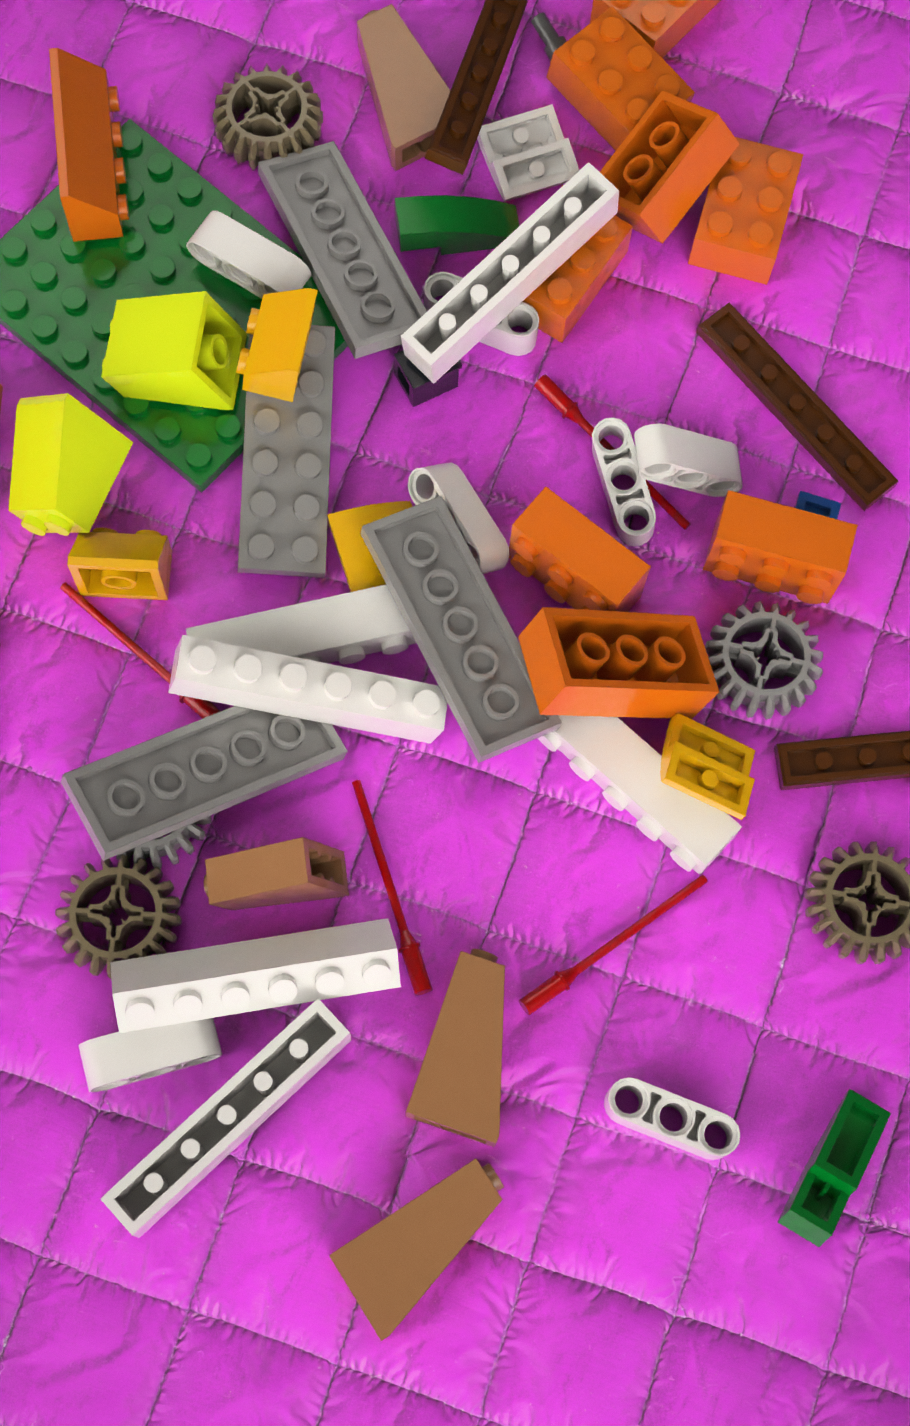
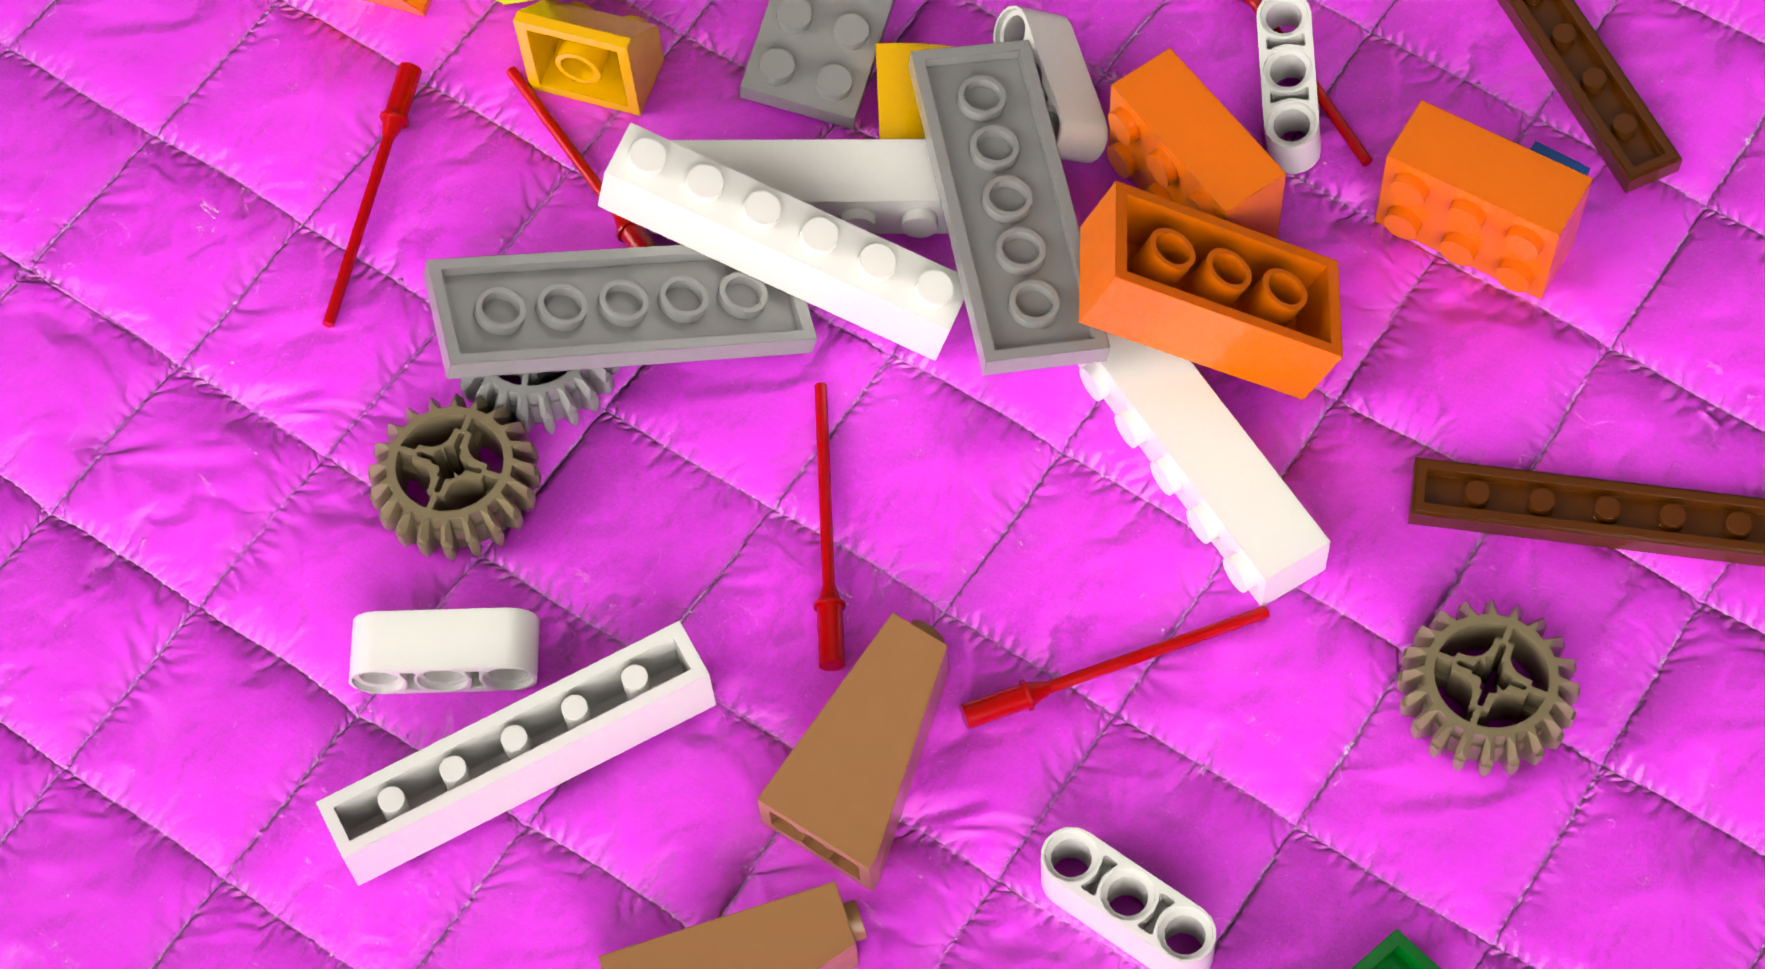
camera: 25 degrees right, 10 degrees down
(254, 975) = (607, 580): white brick -> none
(276, 875) = (678, 468): medium nougat slope -> none
(687, 460) = (1379, 62): white beam -> none
(707, 765) = (1305, 454): yellow slope -> none
(781, 663) = (1446, 370): light grey gear -> none

